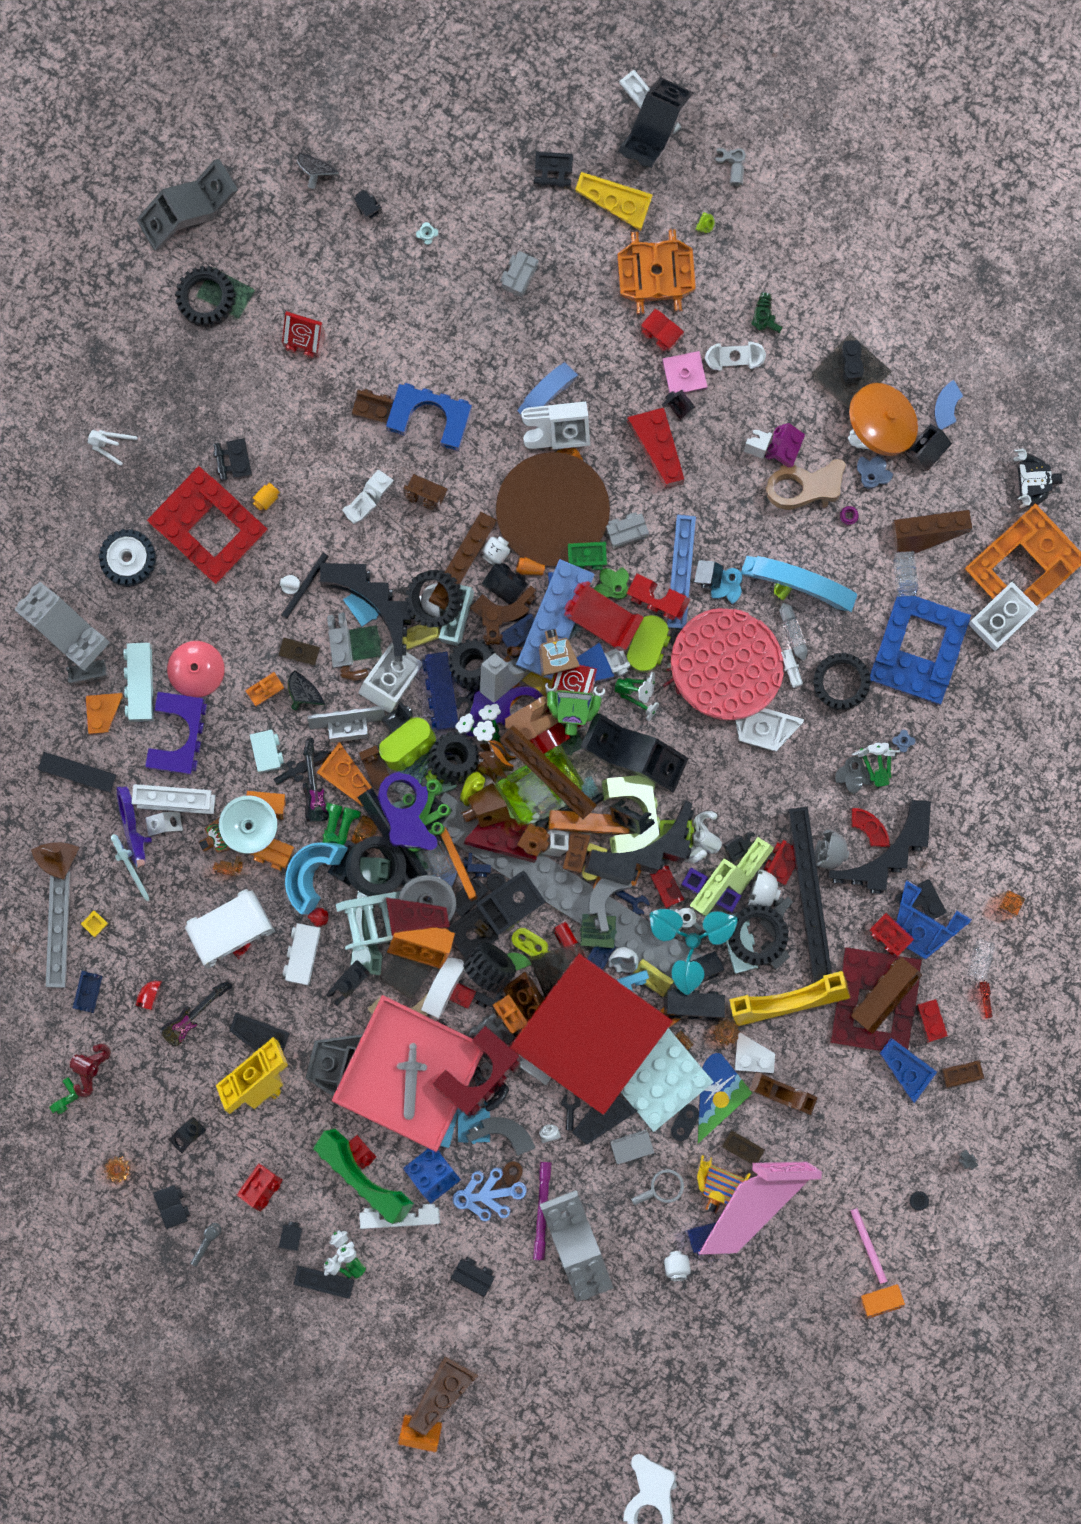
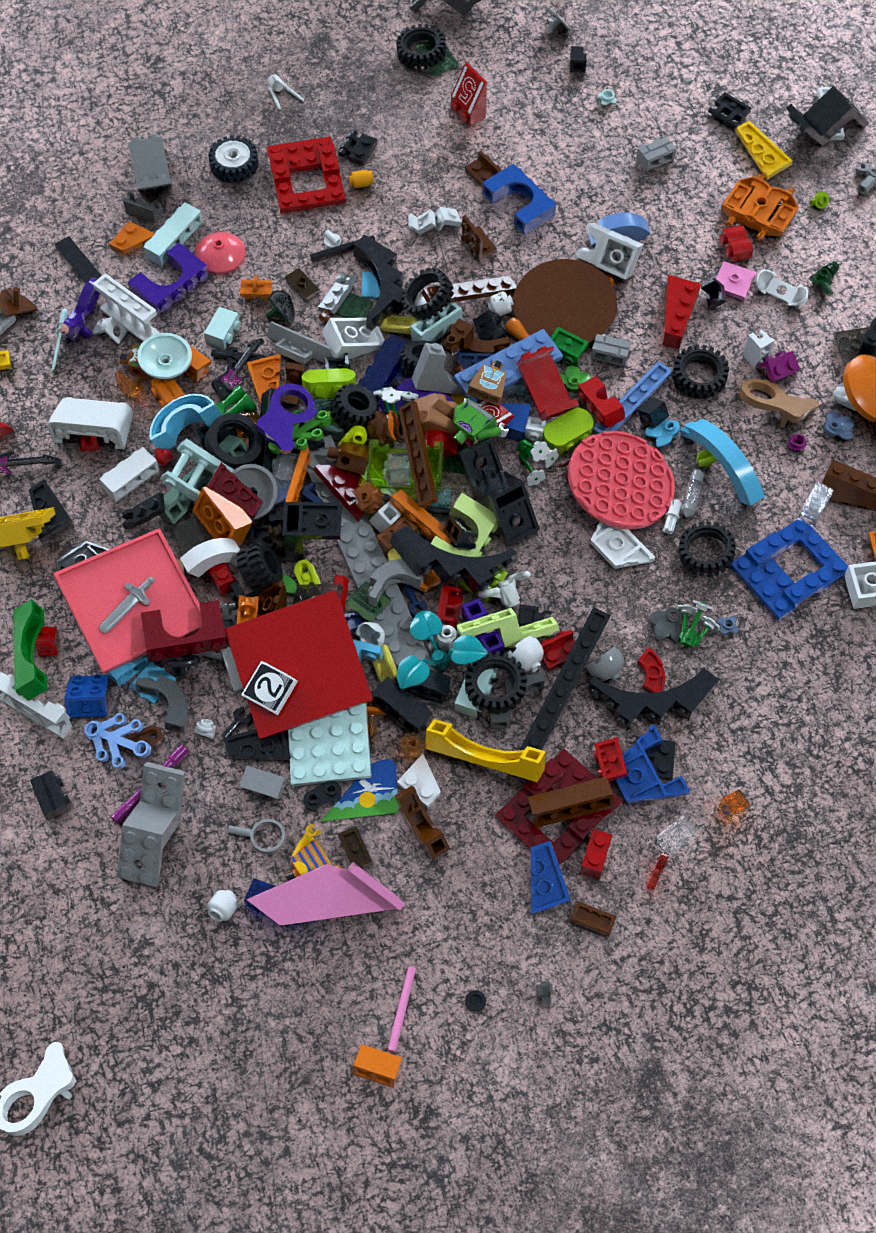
camera: 35 degrees right, 20 degrees down
(584, 1071) = (269, 688): none -> slope
(725, 477) = (684, 382): none -> black tyre

